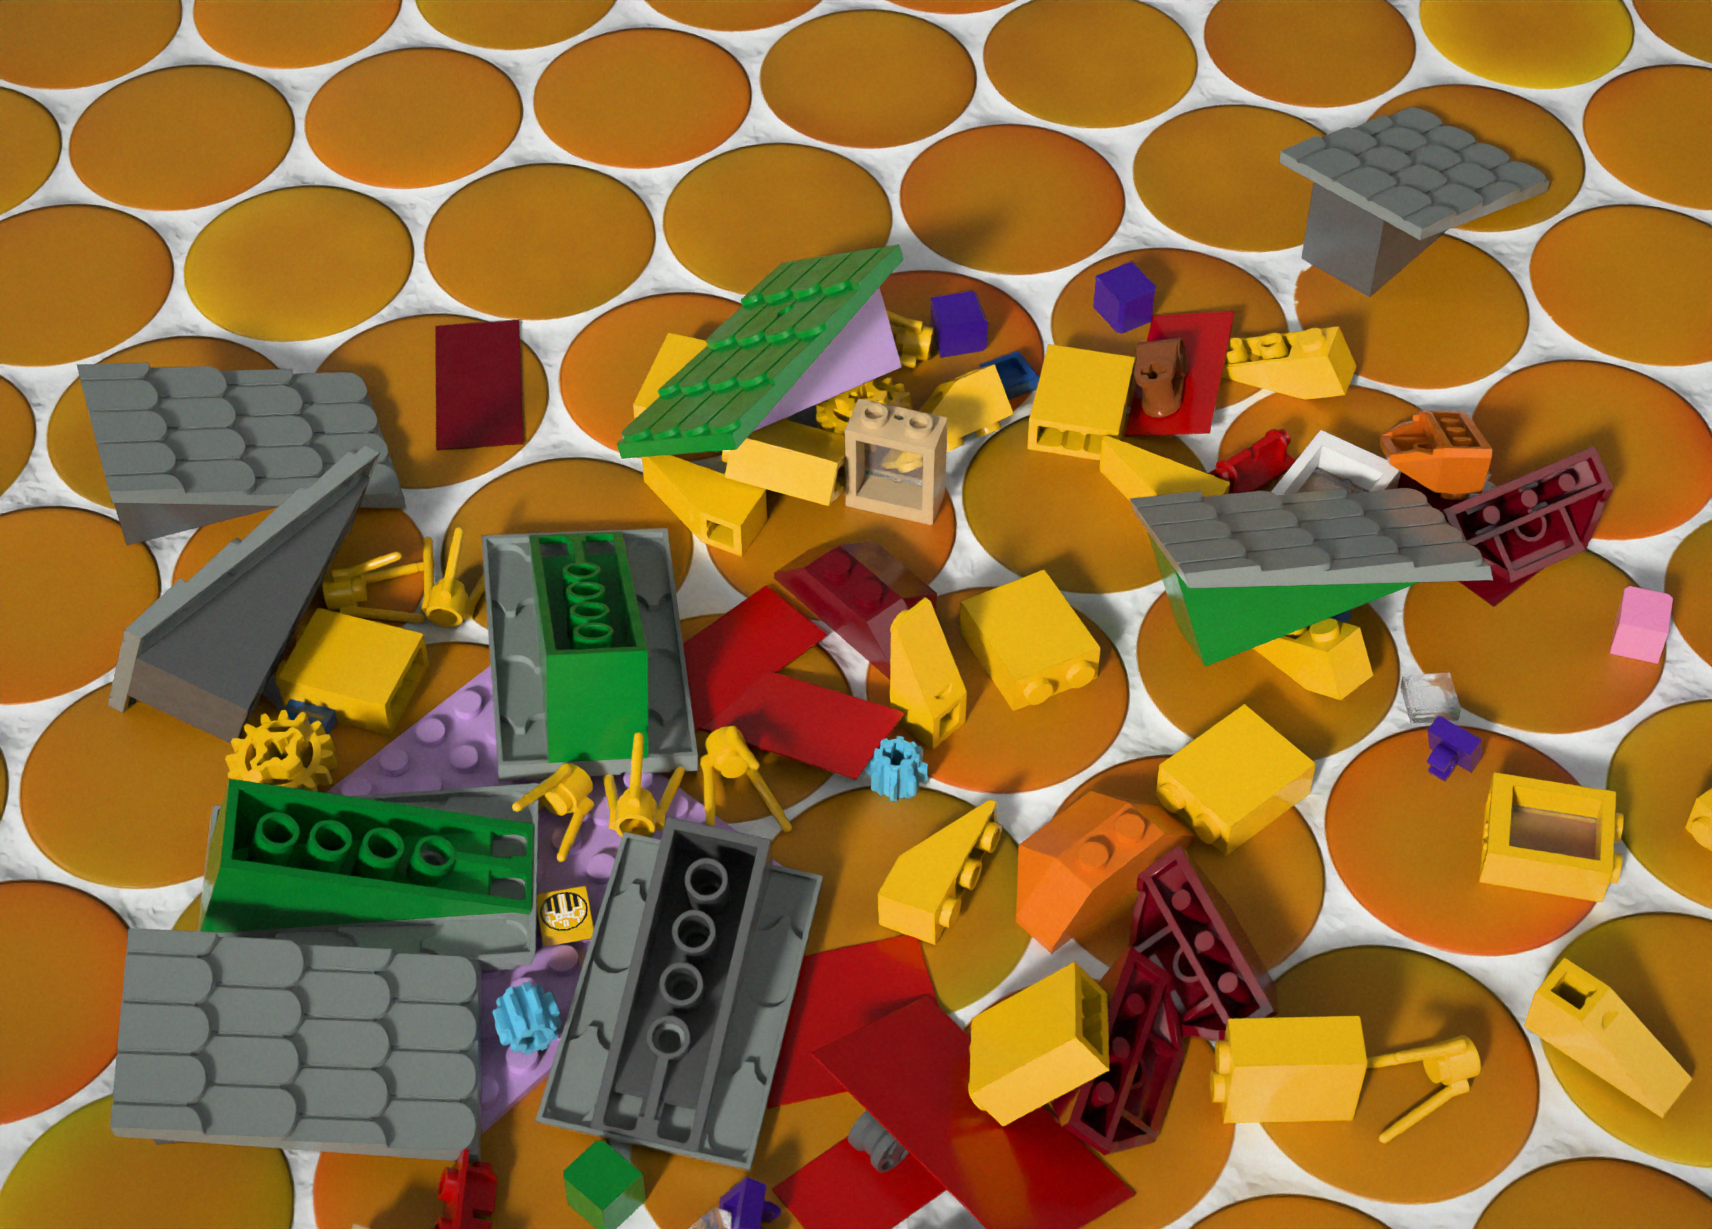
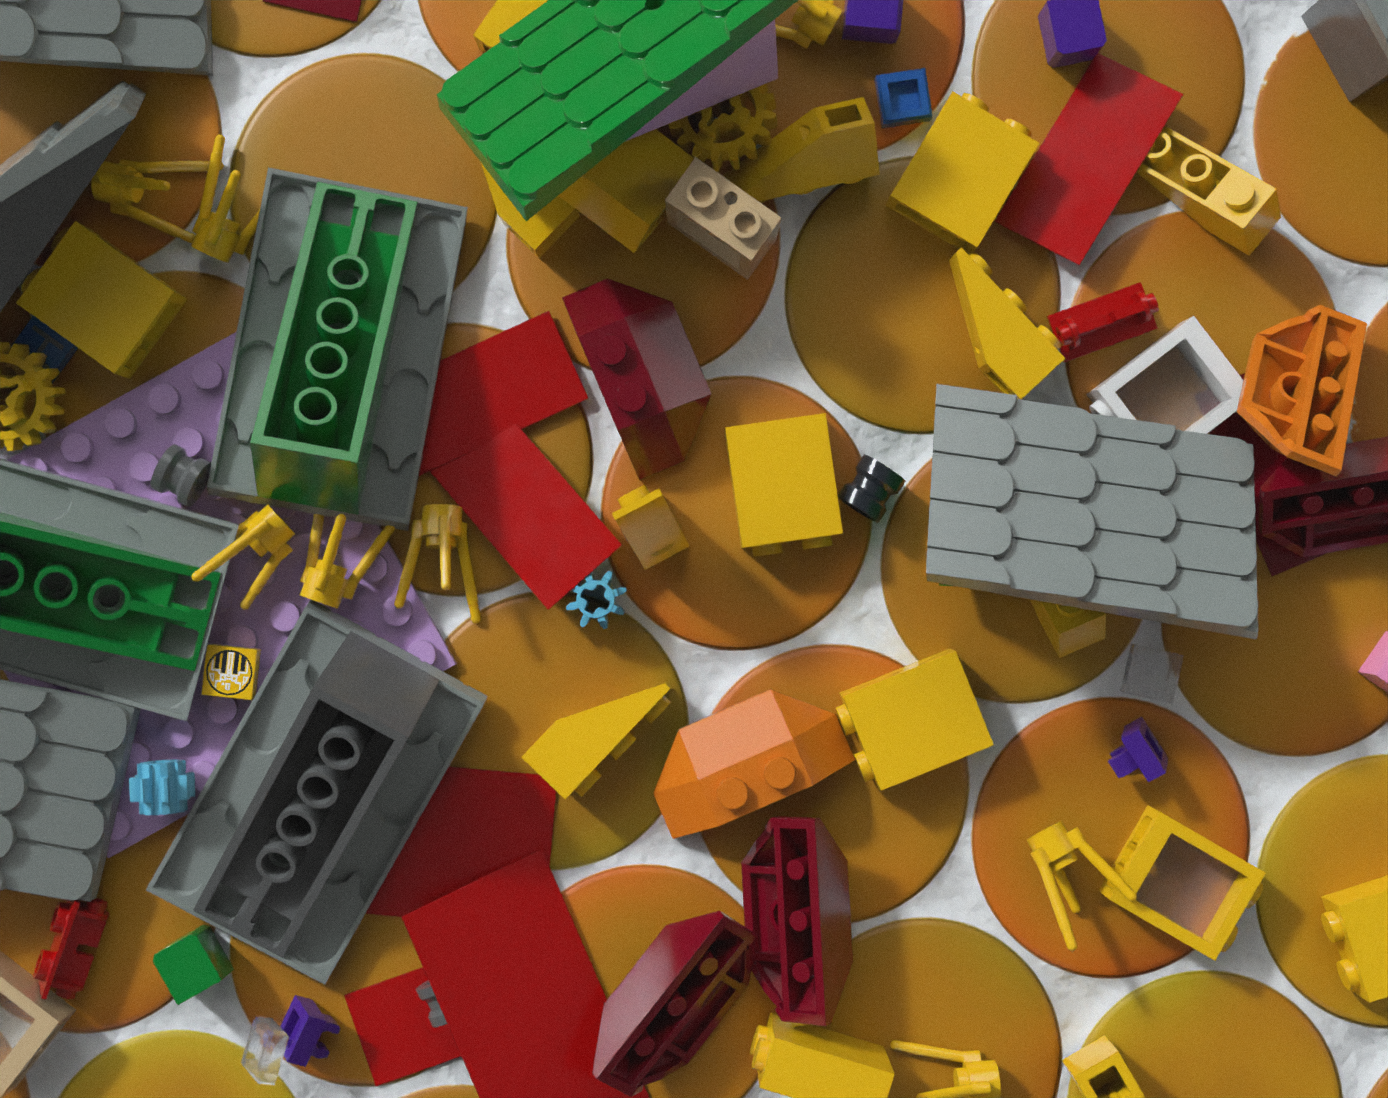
camera: 20 degrees right, 40 degrees up
(469, 765) = (181, 475): none -> dark grey wheel
(1039, 1044) = (605, 980): yellow brick -> none
(1113, 617) = (871, 488): none -> black wheel
(1161, 375) = (1063, 161): dark orange piece -> none
(1420, 843) = (1052, 852): none -> yellow plant

